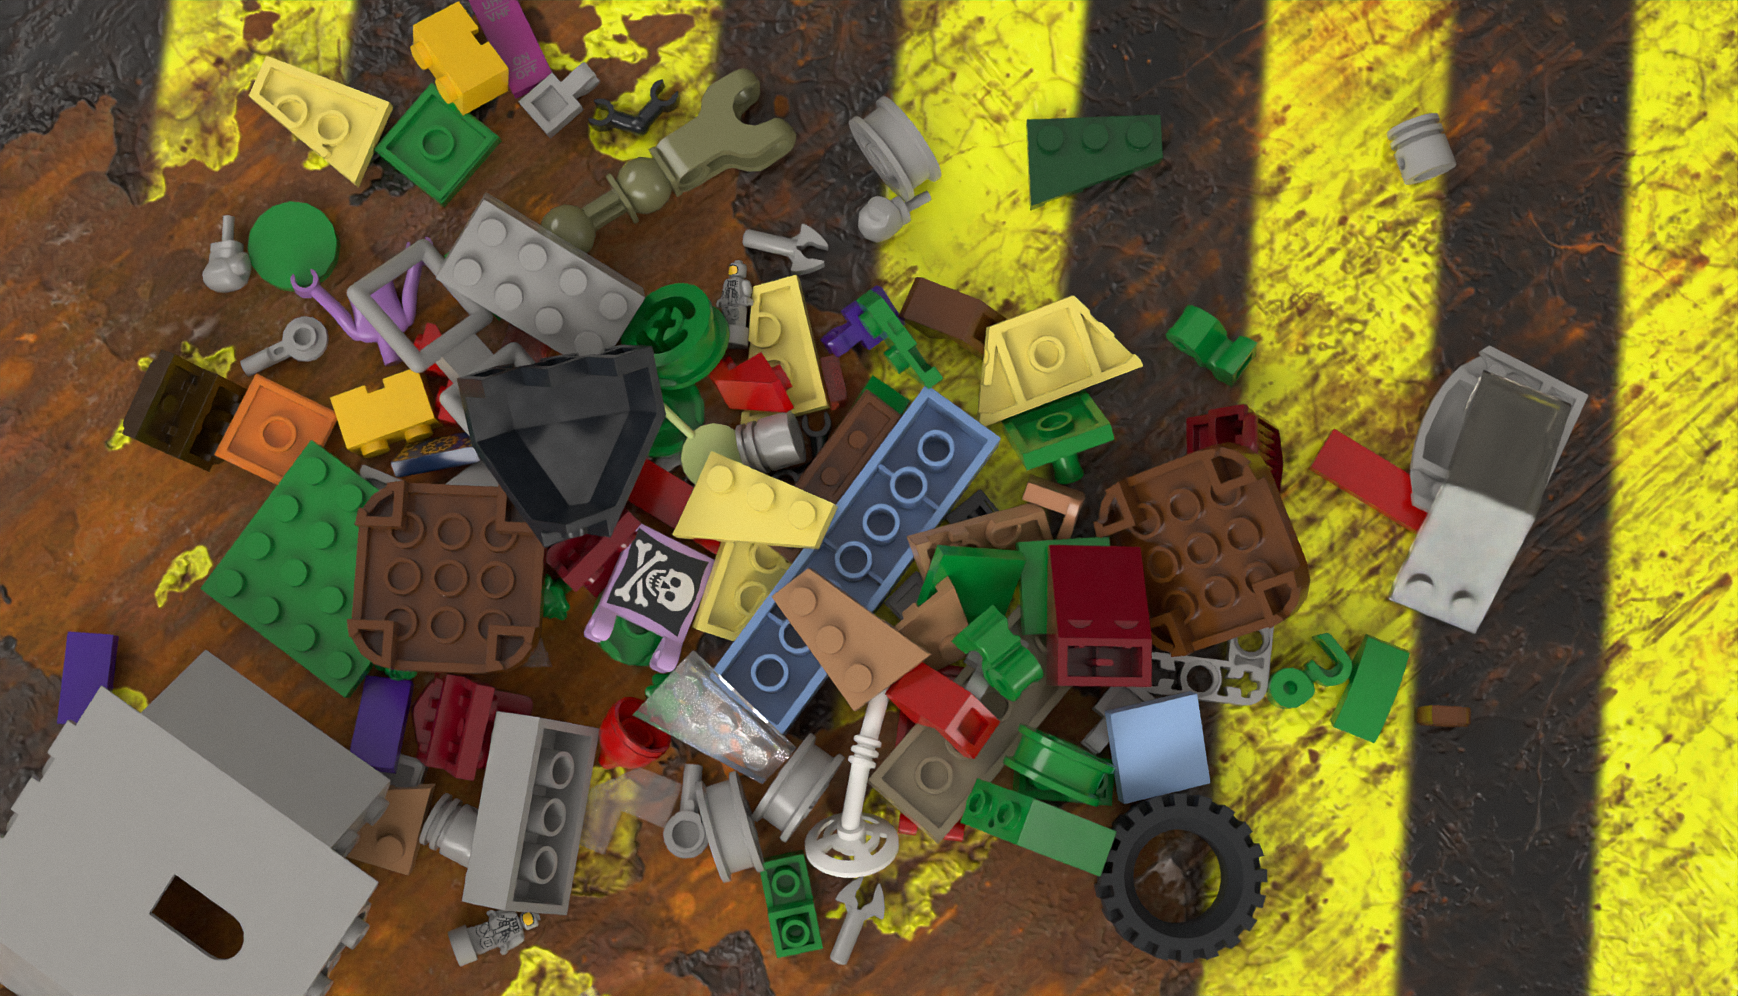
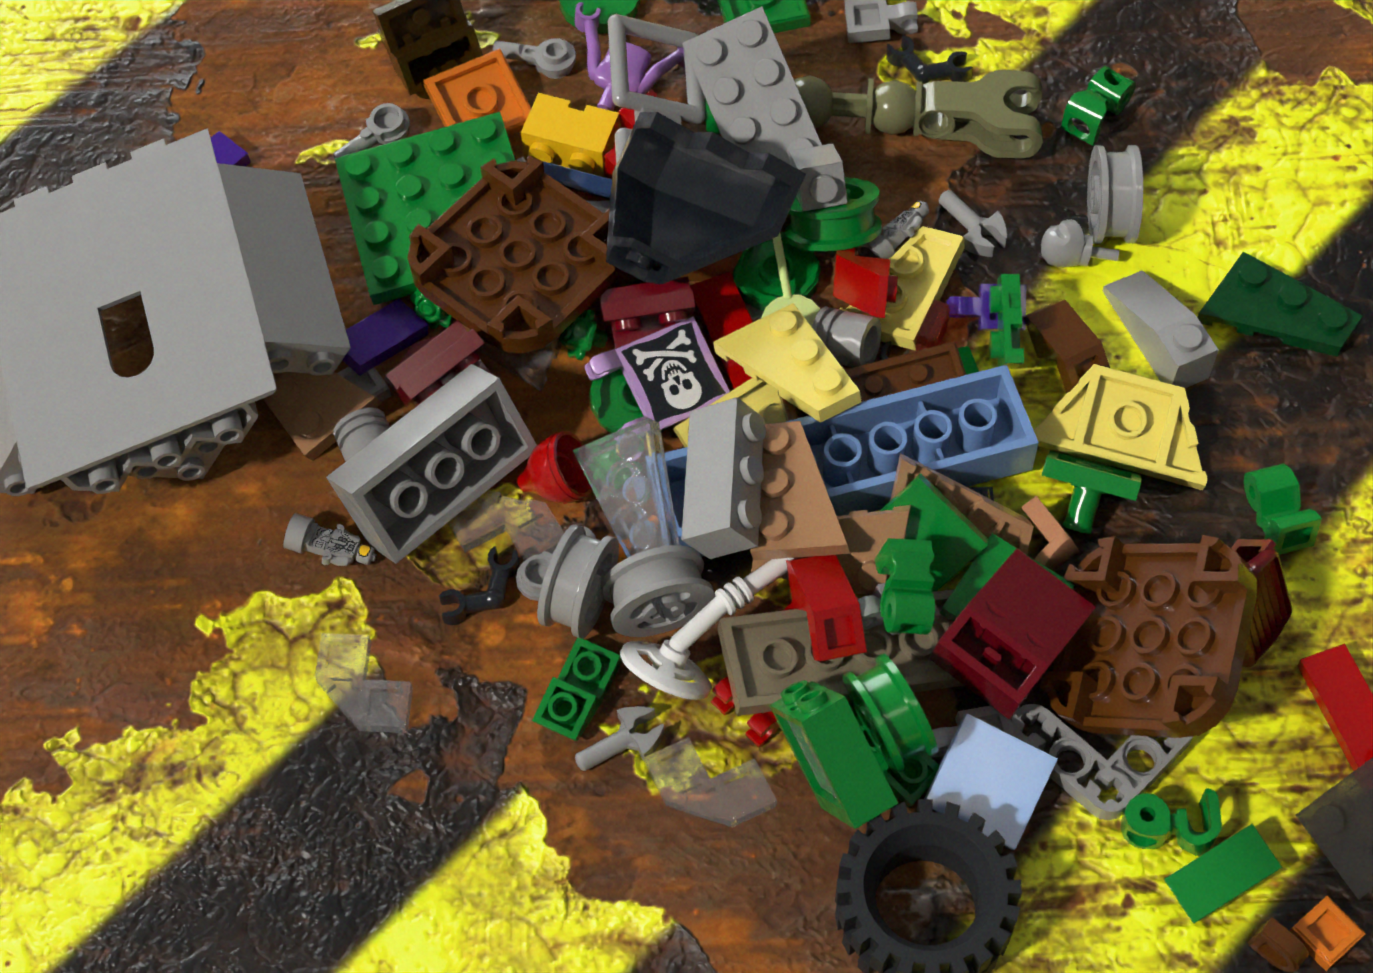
camera: 40 degrees right, 20 degrees down
(212, 517) = (384, 126): none -> light grey plate
(649, 322) = (824, 177): none -> light grey brick
(661, 878) = (492, 598): none -> black arm
(789, 667) = (723, 478): none -> light grey brick
(811, 40) = (1104, 92): none -> green leg
(933, 916) = (722, 799): none -> clear tile
(1009, 242) = (1163, 330): none -> light grey slope
(1468, 675) = (1327, 933): none -> orange tile

